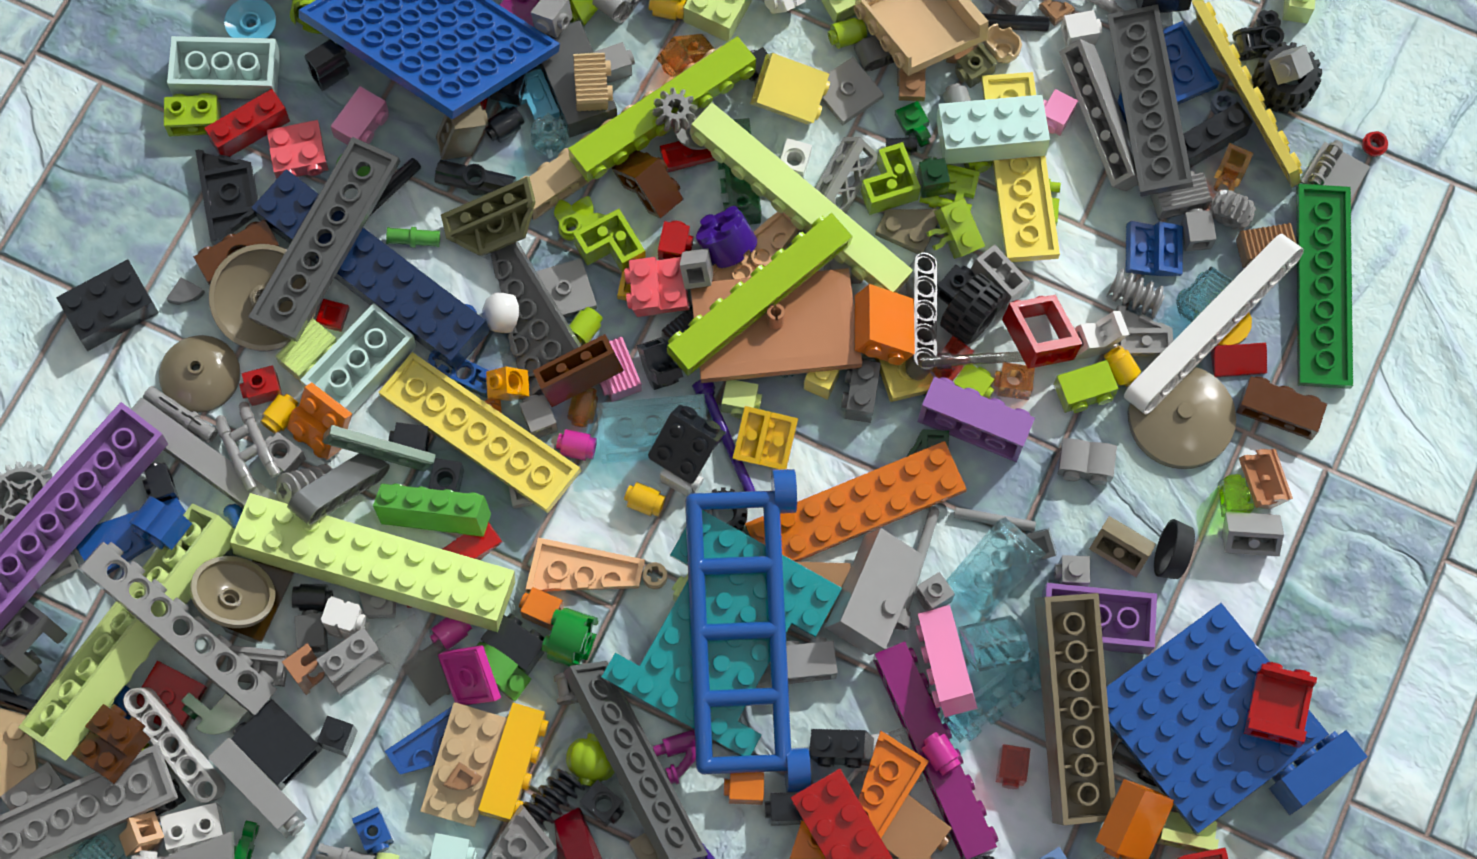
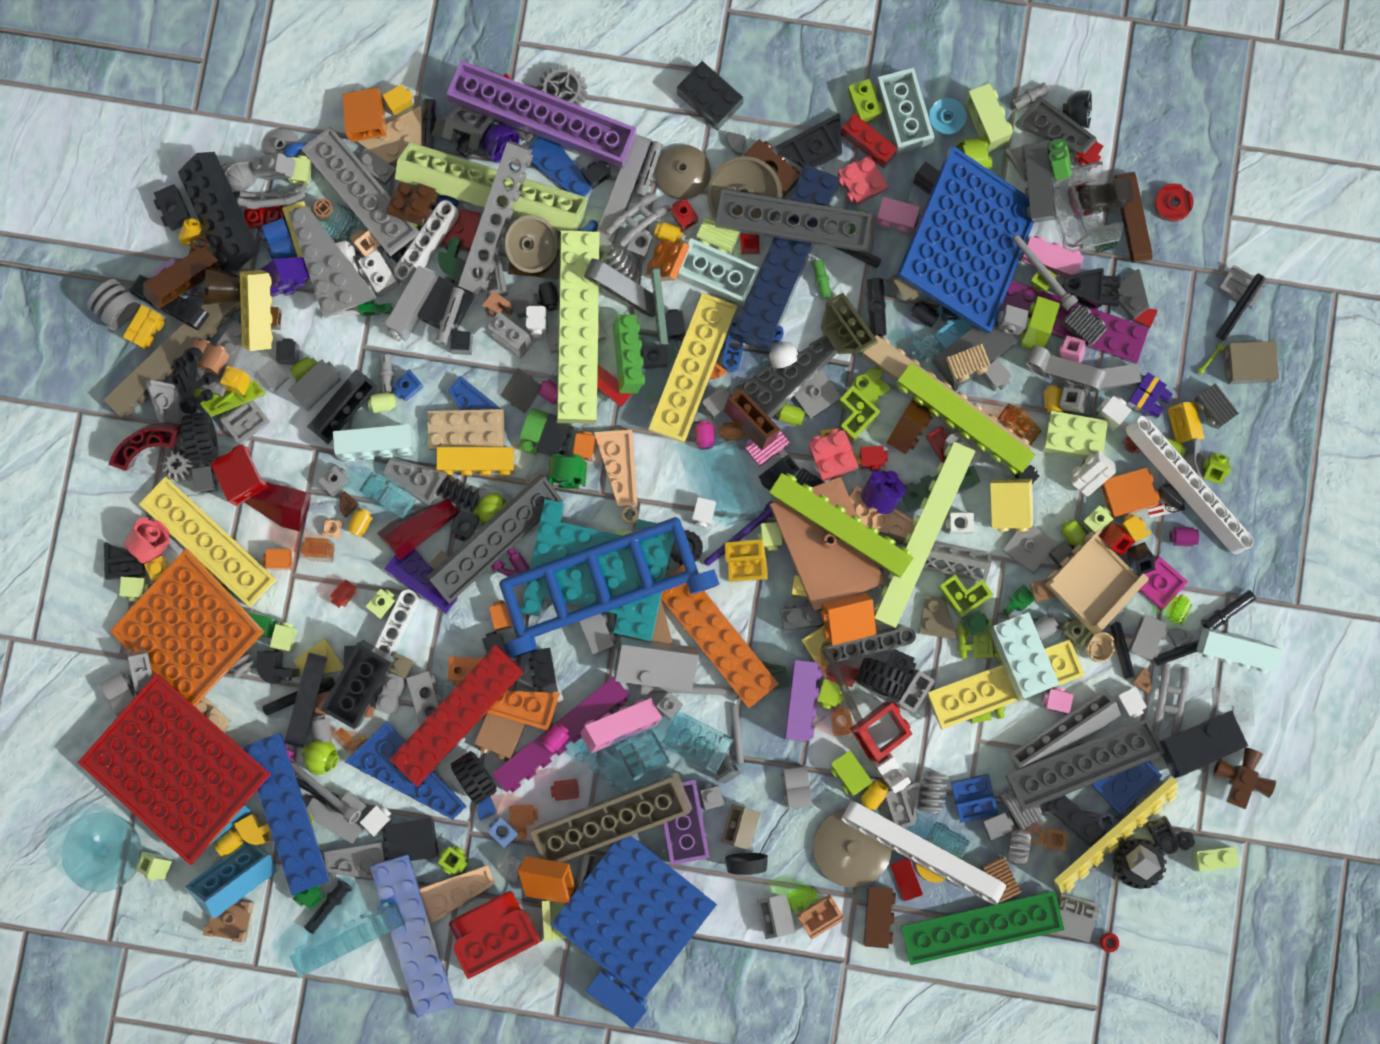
camera: 80 degrees right, 10 degrees up
(50, 652) = (462, 146): none -> black brick
(63, 601) = (496, 140): none -> dark purple cylinder
(160, 524) = (565, 182): blue brick -> none
(321, 755) = (446, 324): none -> light grey pin
(462, 778) = (454, 430): medium nougat tile -> none
(469, 675) = (522, 413): dark pink tile -> none
(507, 383) = (732, 375): light orange brick -> none
(644, 499) = (679, 492): yellow brick -> none
(666, 104) = (964, 431): light grey gear -> none
(685, 443) = (722, 507): black bracket -> none
(696, 268) = (850, 477): light grey brick -> none
(909, 142) = (998, 597): black pin -> none
(958, 229) = (942, 652): lime brick -> none
(1034, 836) = (522, 816): none -> clear orange brick
(1280, 704) = (651, 960): red panel -> none

